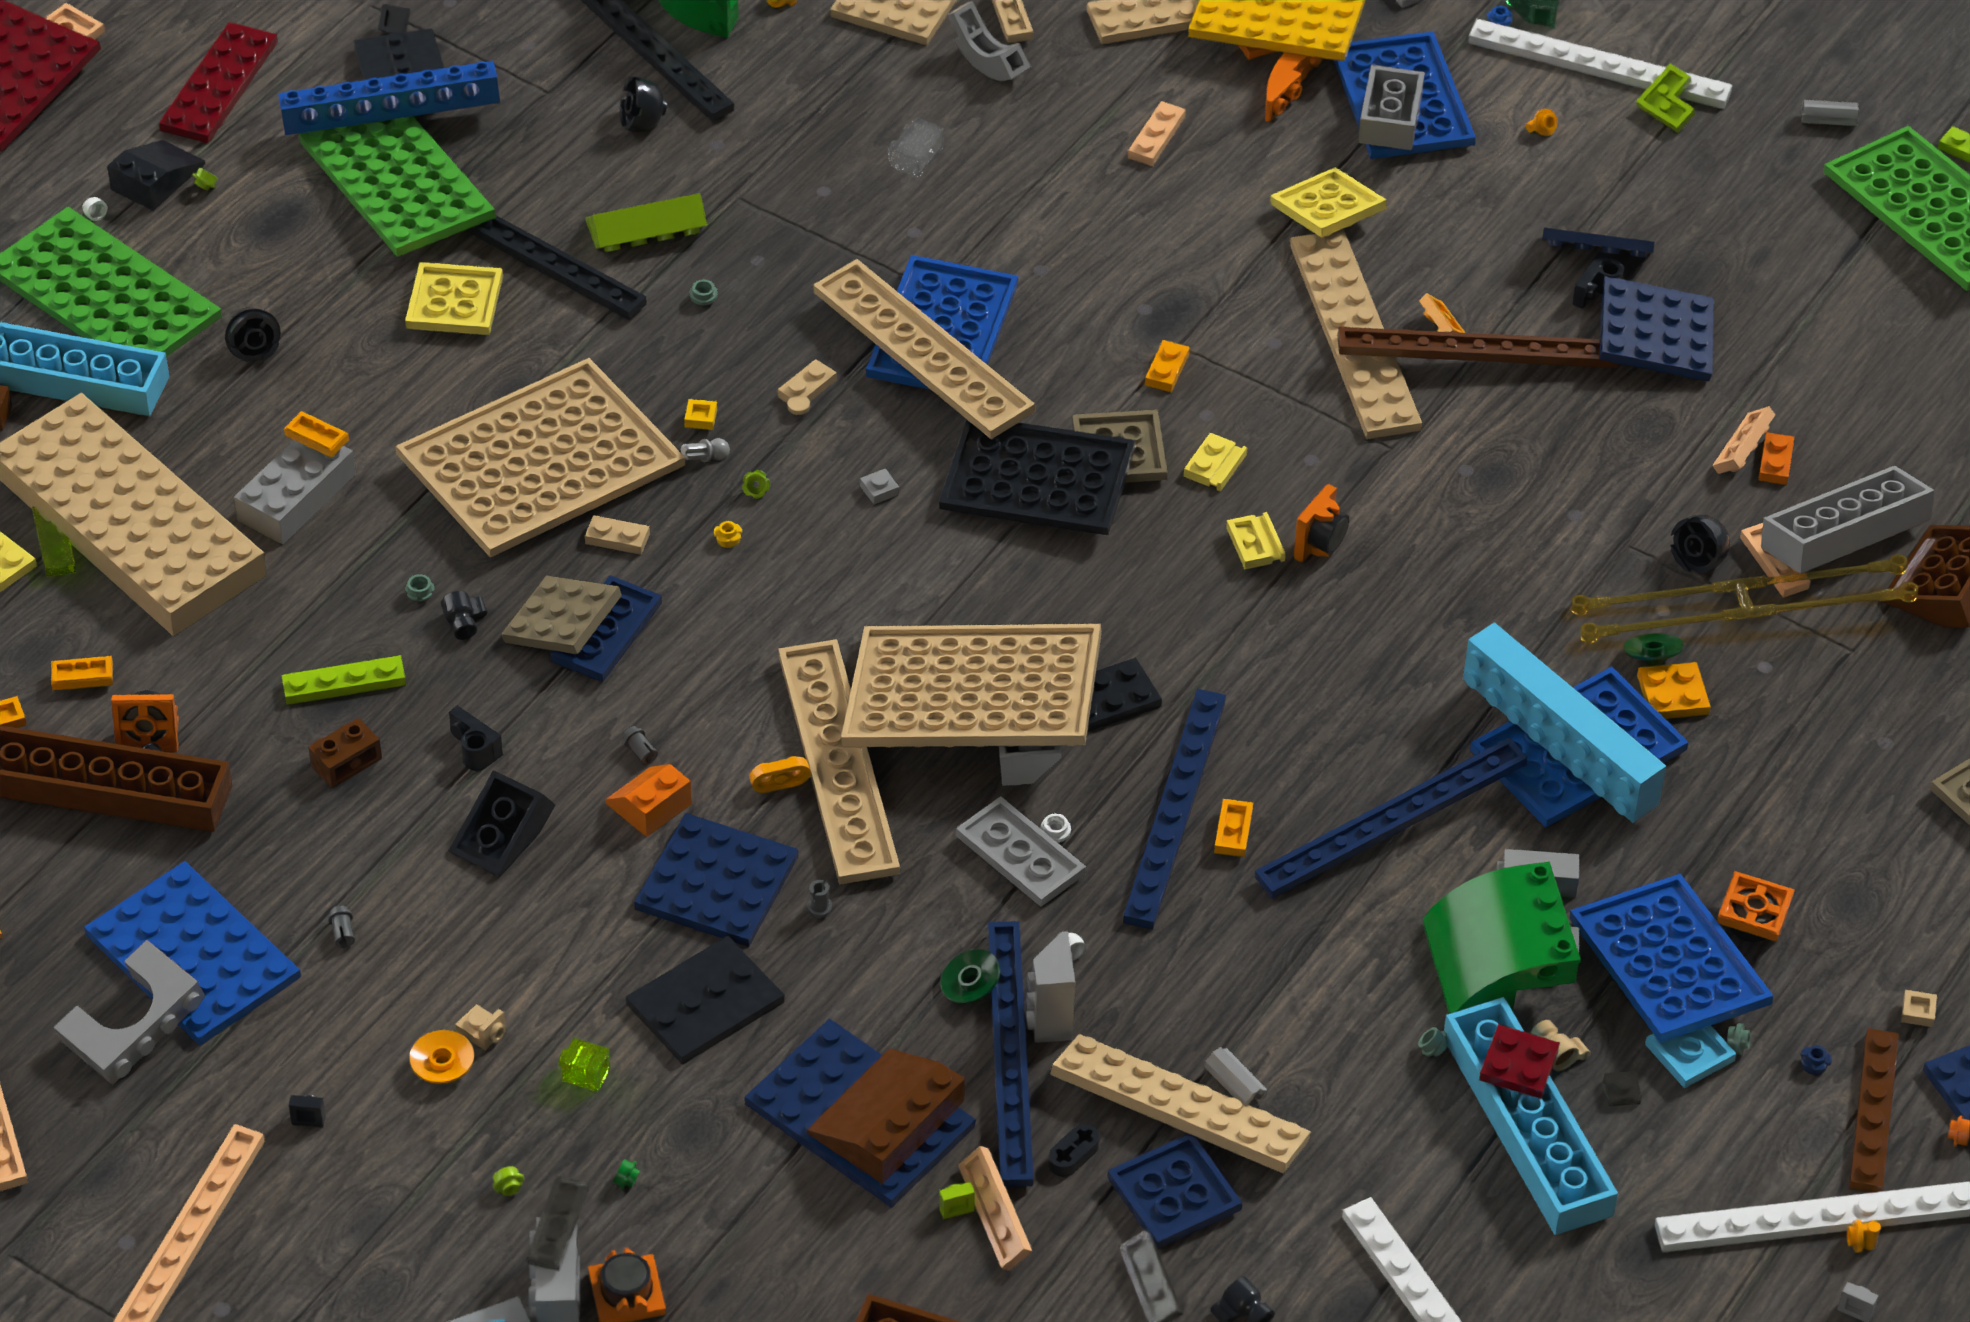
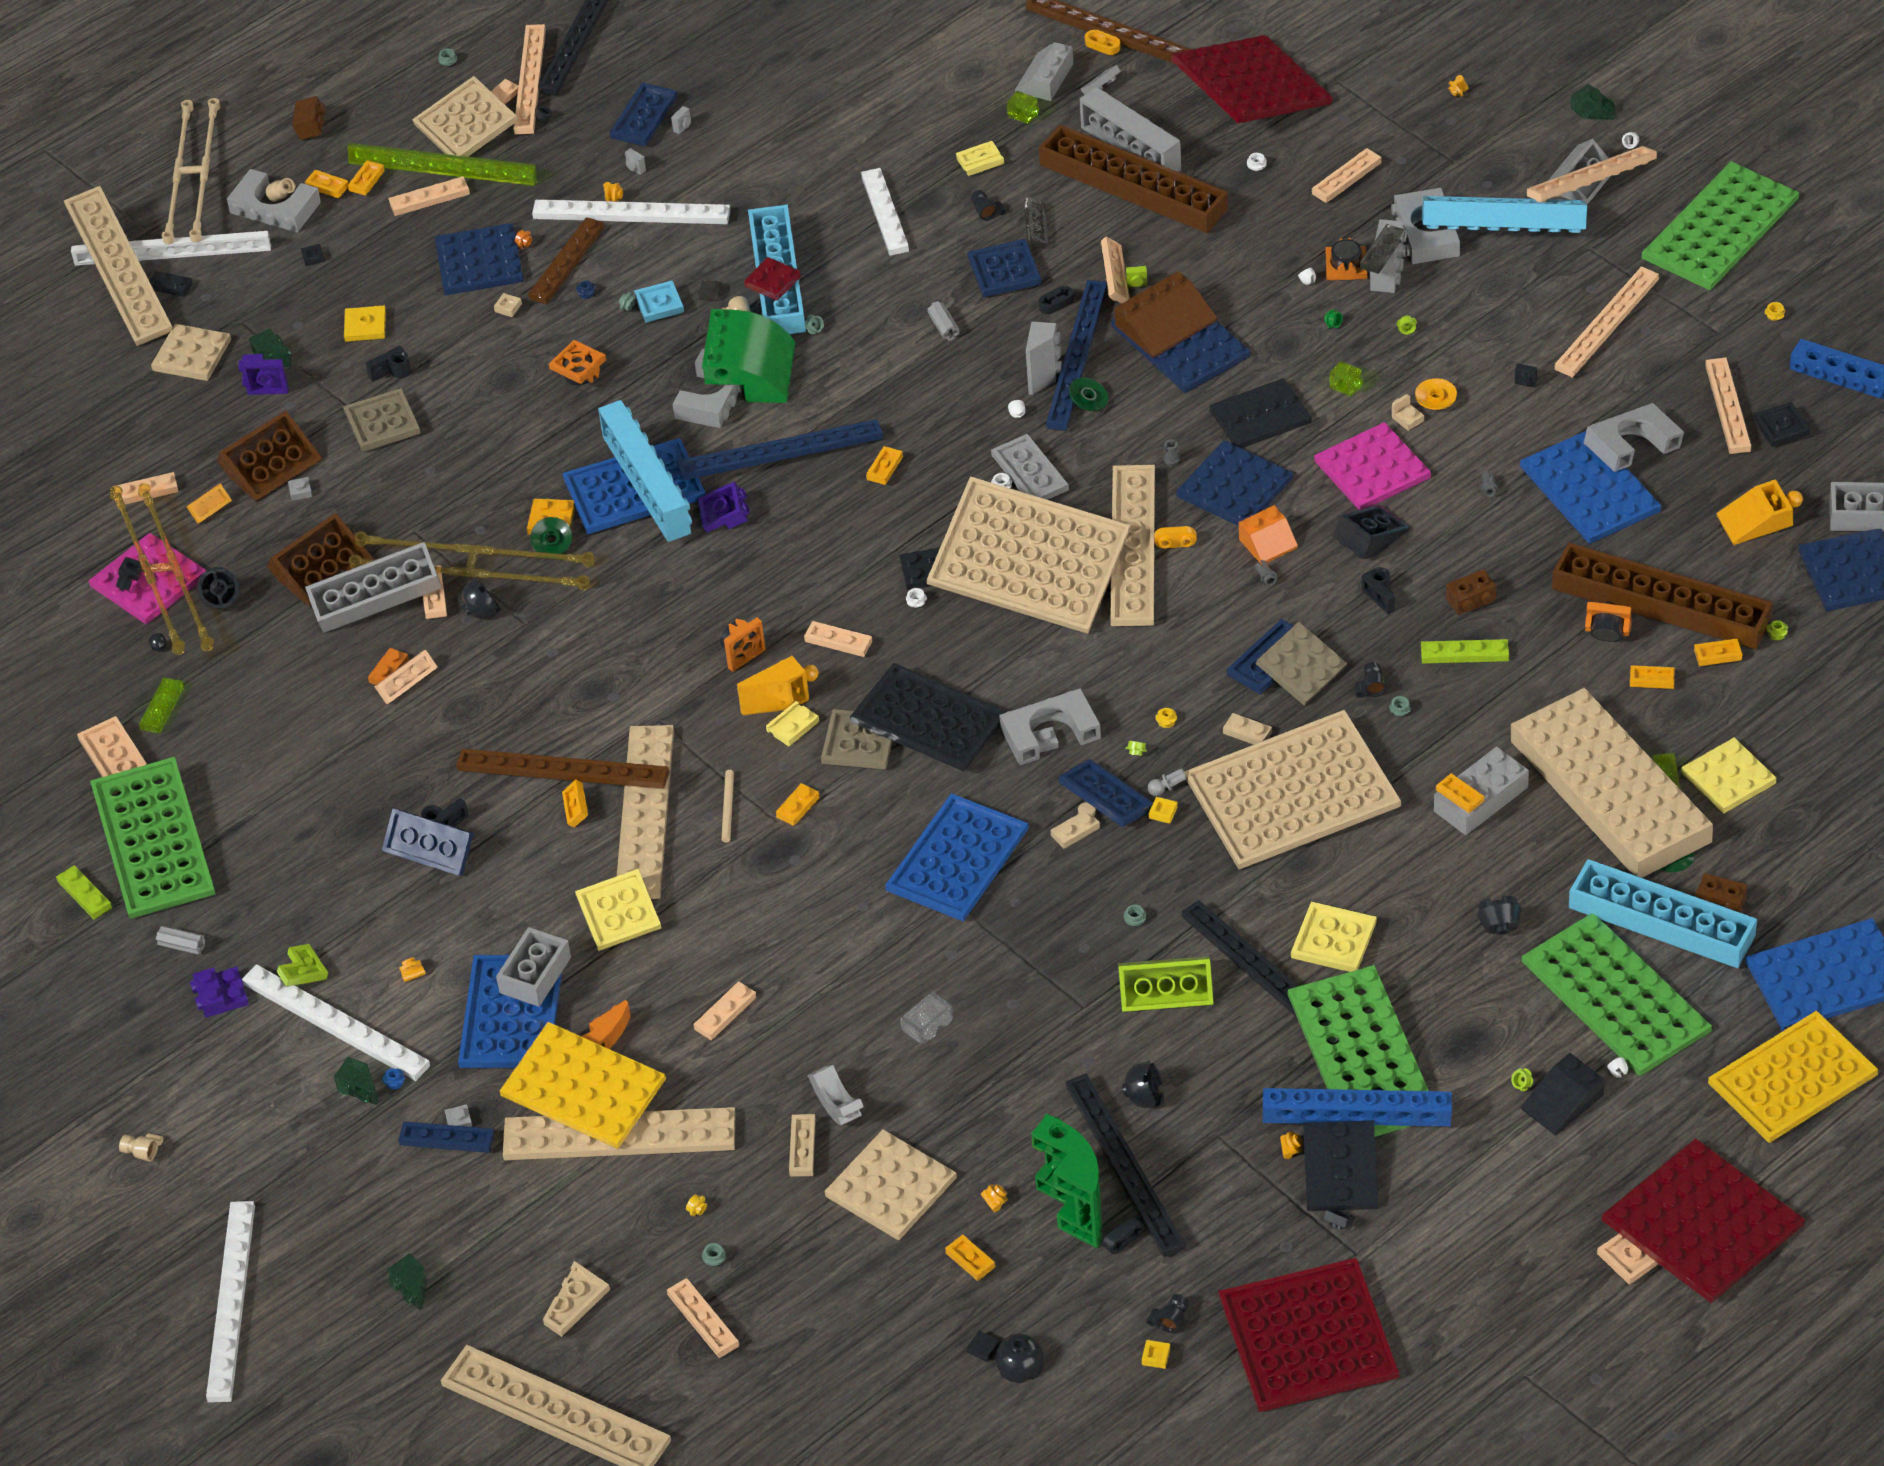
camera: 160 degrees left, 0 degrees up
(218, 82) = (1500, 1185): dark red plate -> none
(519, 937) = (1372, 466): none -> dark pink plate
(687, 1244) = (1307, 276): none -> white hinge
(778, 418) = (1106, 792): none -> dark blue plate
(858, 518) = (1067, 708): none -> light grey arch
(924, 349) = (982, 819): tan plate -> none
(1115, 642) = (916, 598): none -> white plate
(1174, 809) = (915, 489): dark blue plate -> none
(1181, 1103) = (976, 306): tan plate -> none
(1199, 570) = (838, 638): none -> light nougat plate
(1248, 473) = (776, 687): none -> light orange slope
(1254, 353) = (727, 807): none -> tan bar
(1255, 540) = (788, 647): light yellow plate -> none
(1434, 724) = (723, 507): none -> dark purple plate
(1657, 328) = (420, 770): dark blue plate -> none
(1671, 957) = (645, 345): blue plate -> none
(1752, 71) = (218, 991): none -> dark purple plate

